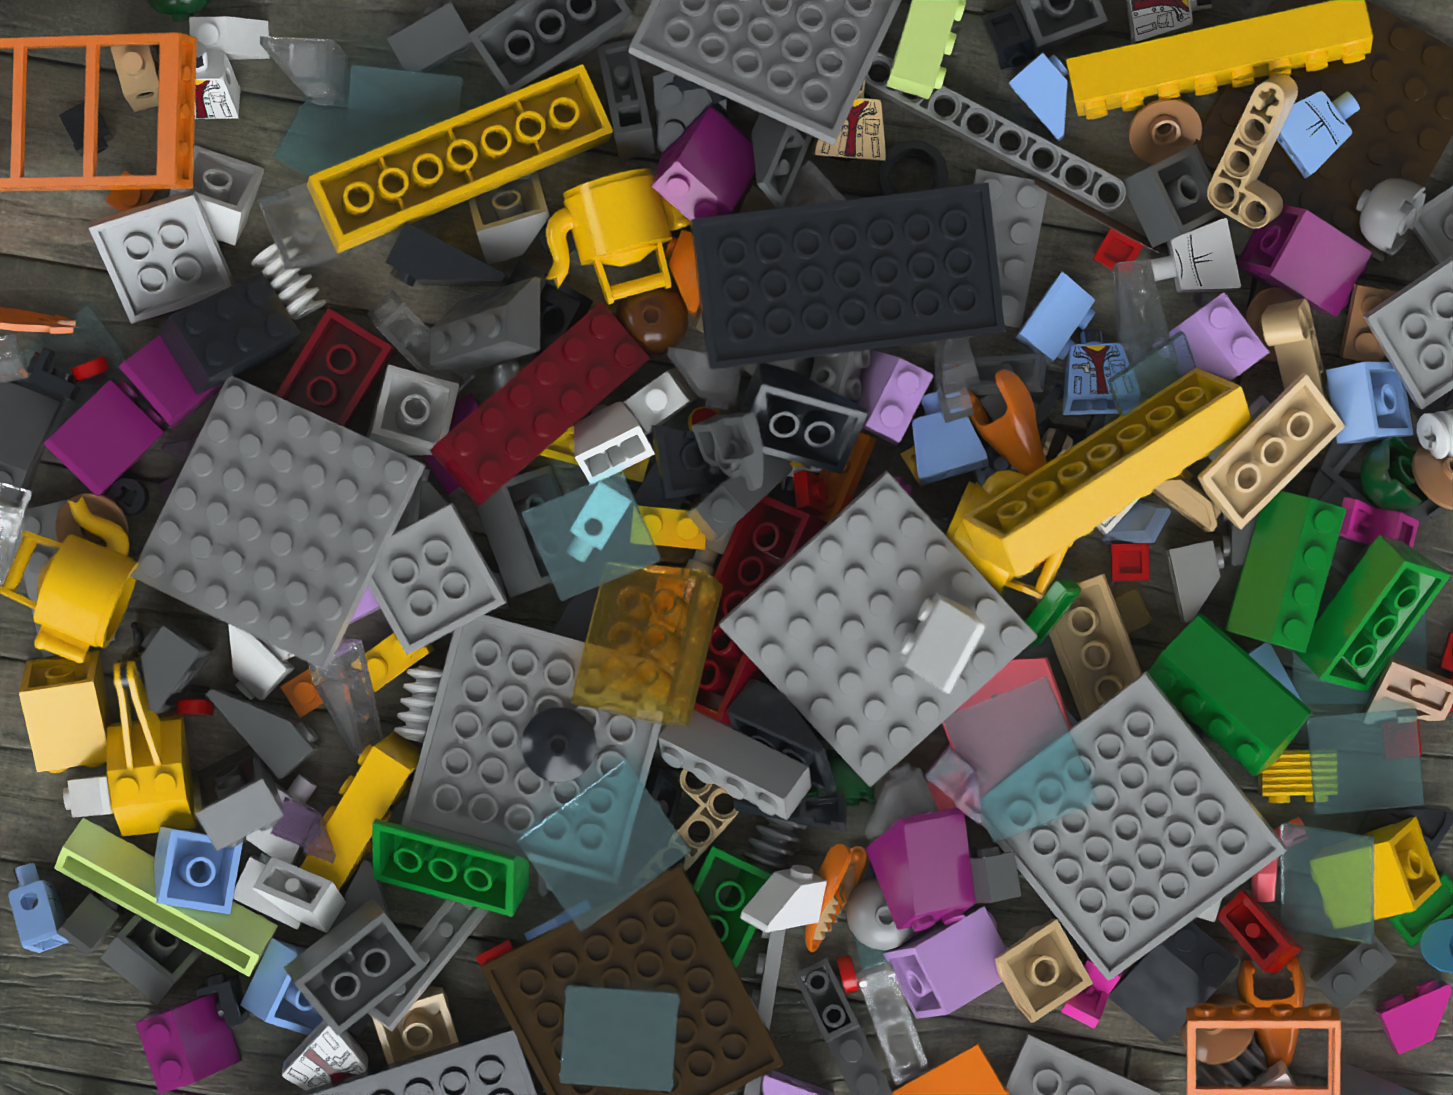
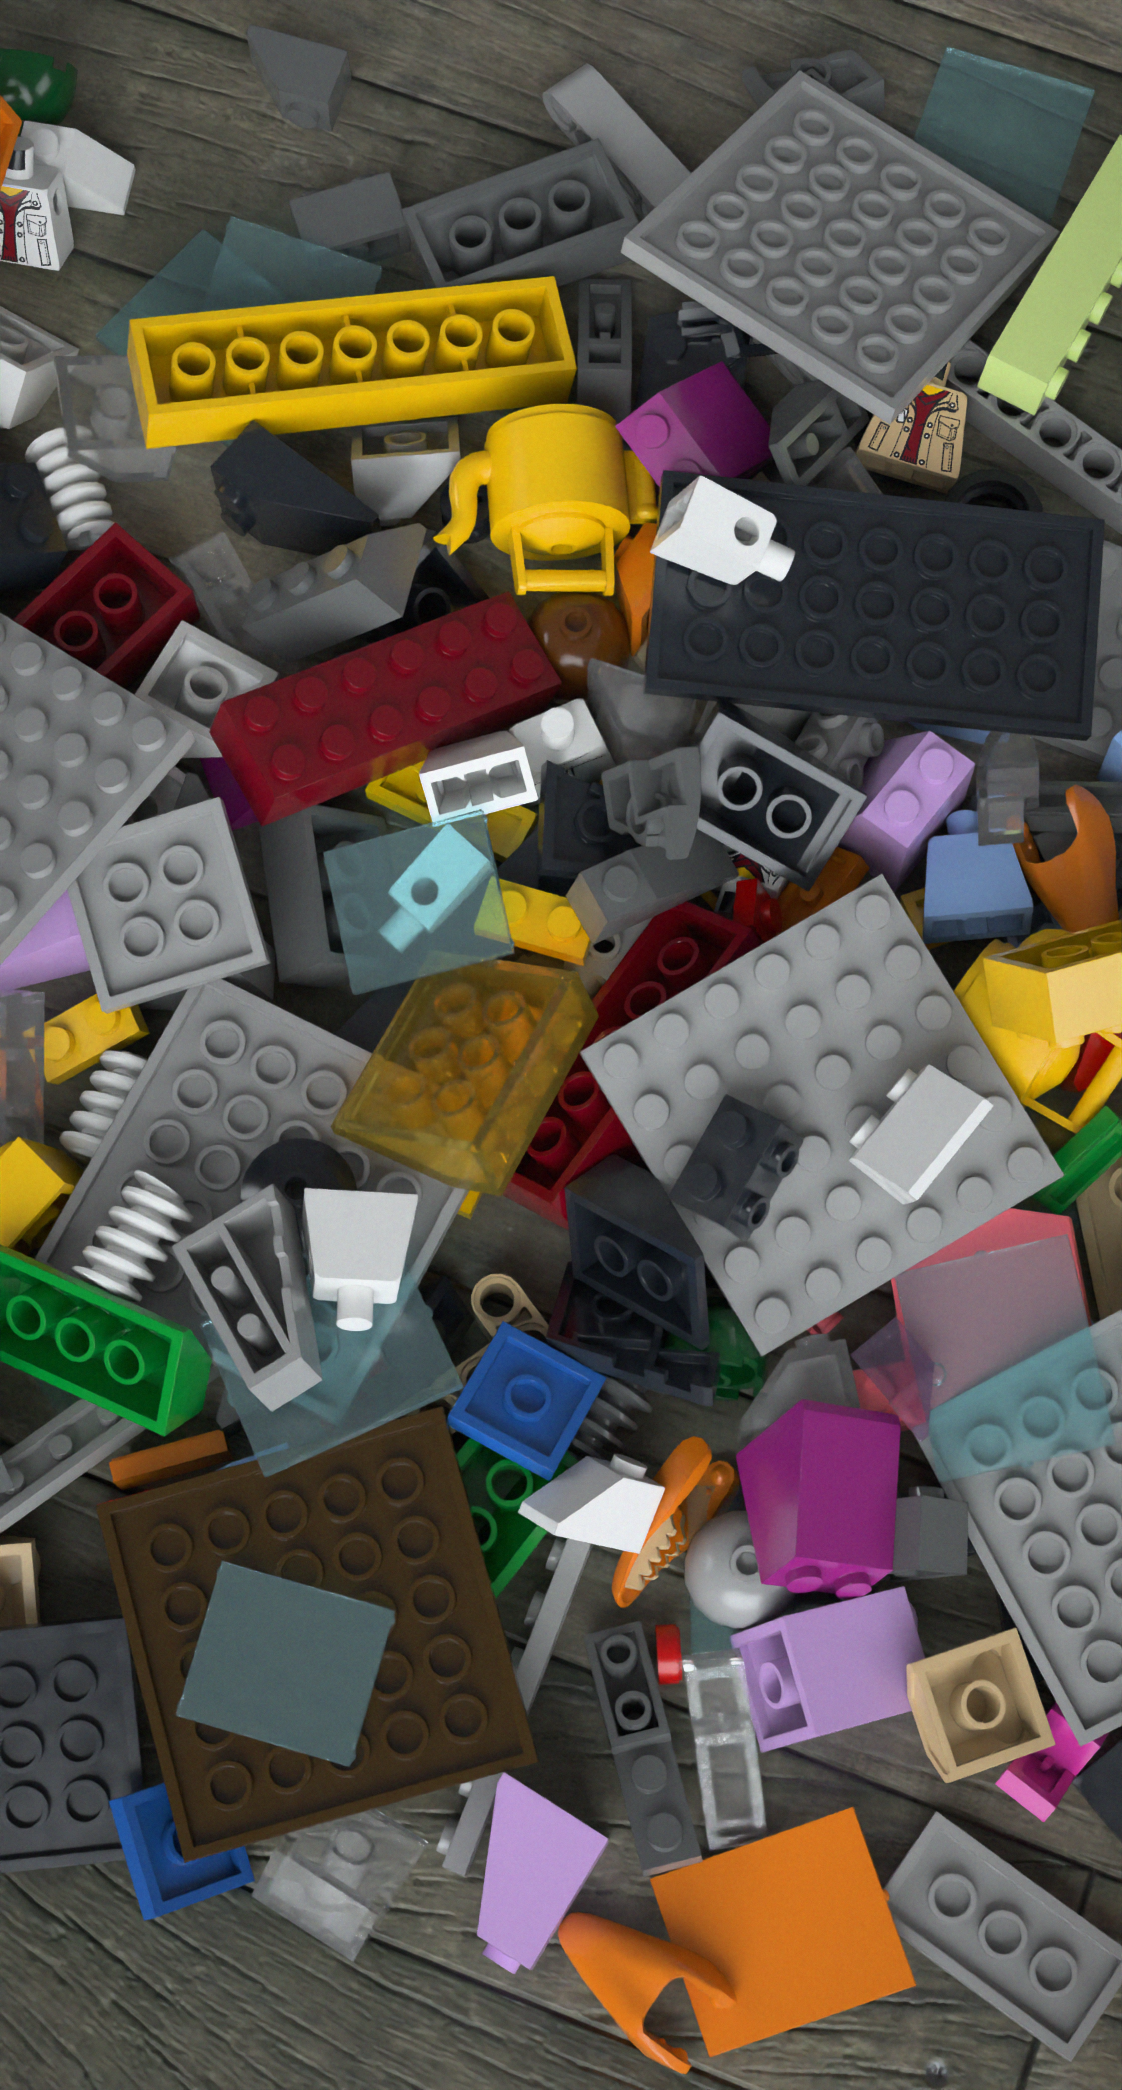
camera: 15 degrees right, 15 degrees down
(312, 64) = (174, 209): clear slope -> none
(465, 799) = (134, 1238): none -> white piece
(506, 923) = (171, 1459): none -> orange tile
(551, 824) = (257, 1294): none -> light grey wedge
(606, 780) = (356, 1249): none -> white torso
(730, 846) = (525, 1401): none -> blue plate
(731, 266) = (720, 535): none -> white torso
(736, 764) = (562, 1277): light grey brick -> none
(832, 682) = (737, 1167): none -> black bracket

